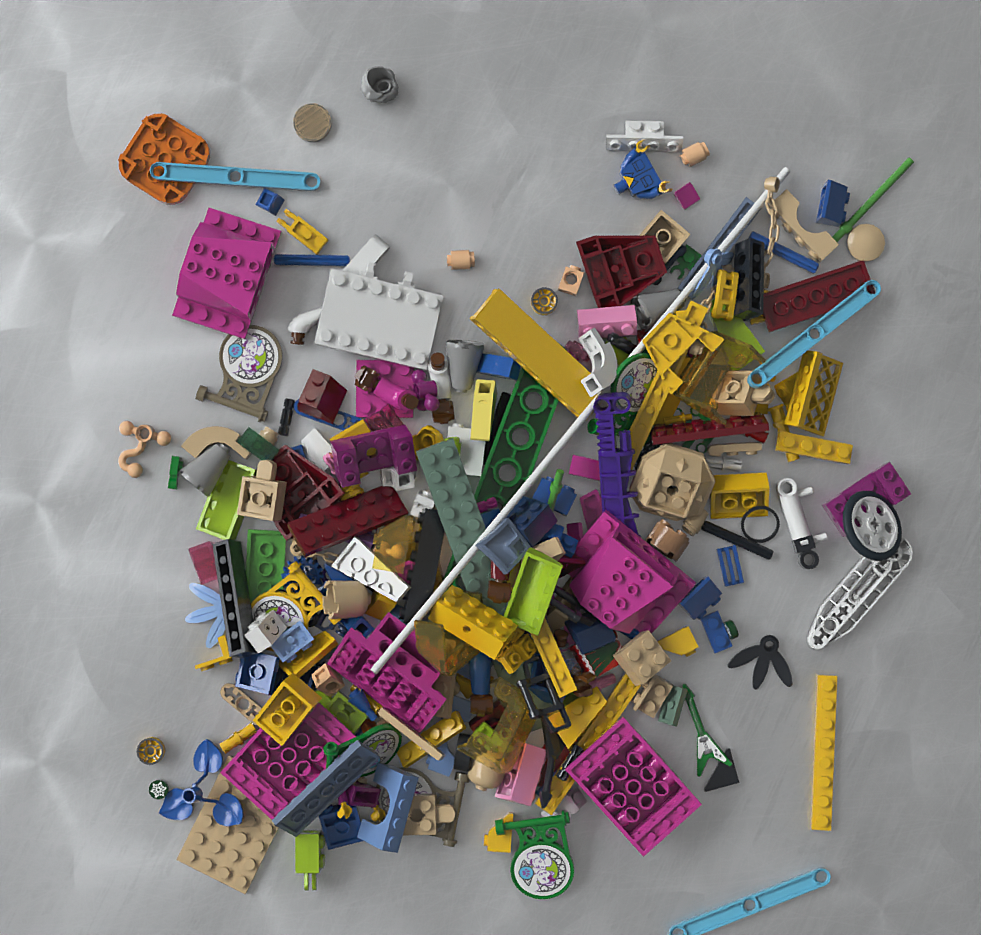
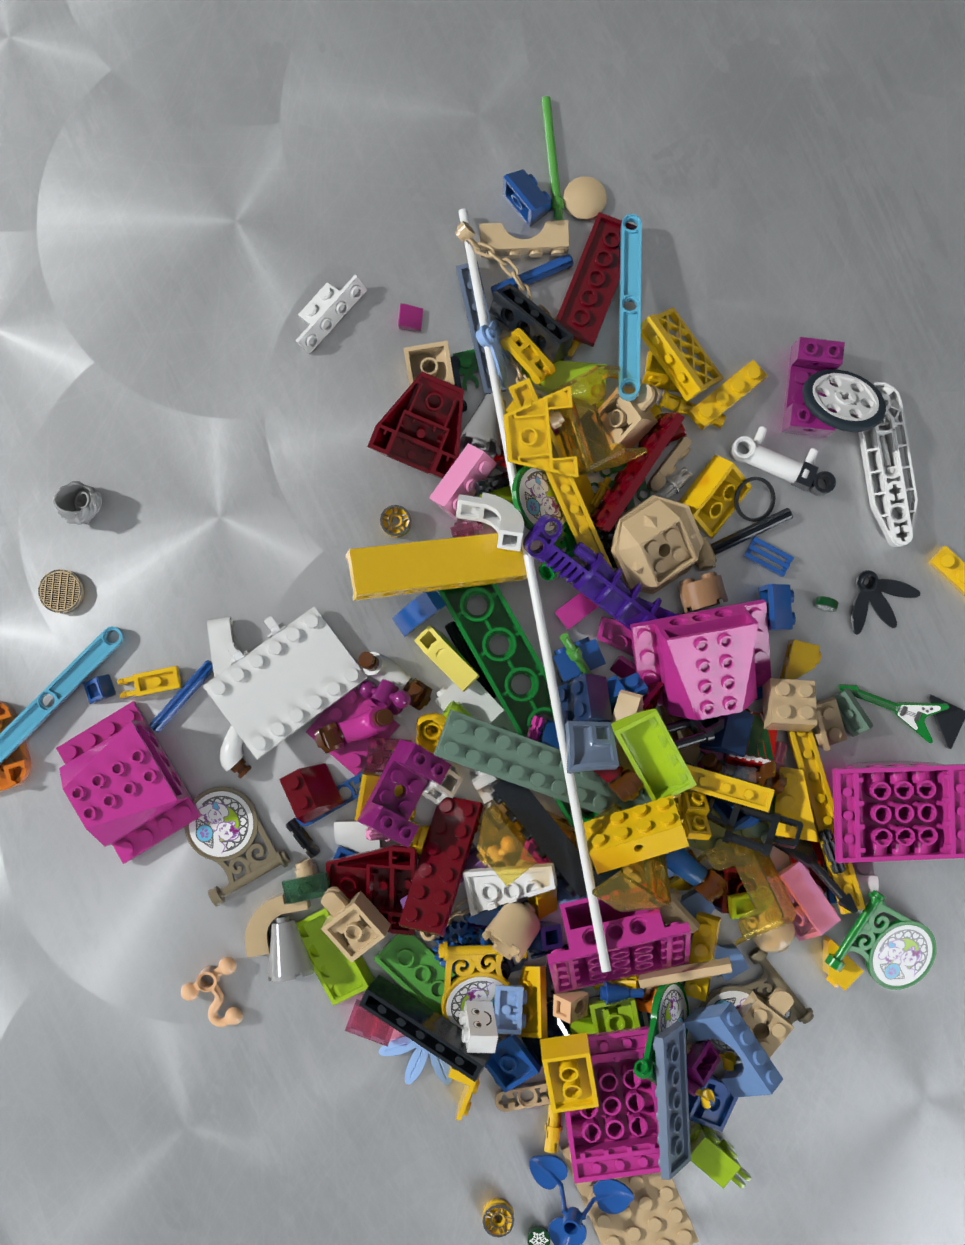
camera: 50 degrees left, 0 degrees up
(175, 467) = (260, 975): green plate -> none
(460, 259) = (296, 563): light nougat brick -> none
(461, 760) = (732, 932): black tyre -> none
(463, 362) = (389, 639): light grey cone -> none
(568, 288) = (398, 491): light nougat brick -> none
(639, 175) = (357, 342): blue torso -> none
(694, 154) = (379, 279): light nougat brick -> none
(716, 632) = (817, 619): blue plate -> none

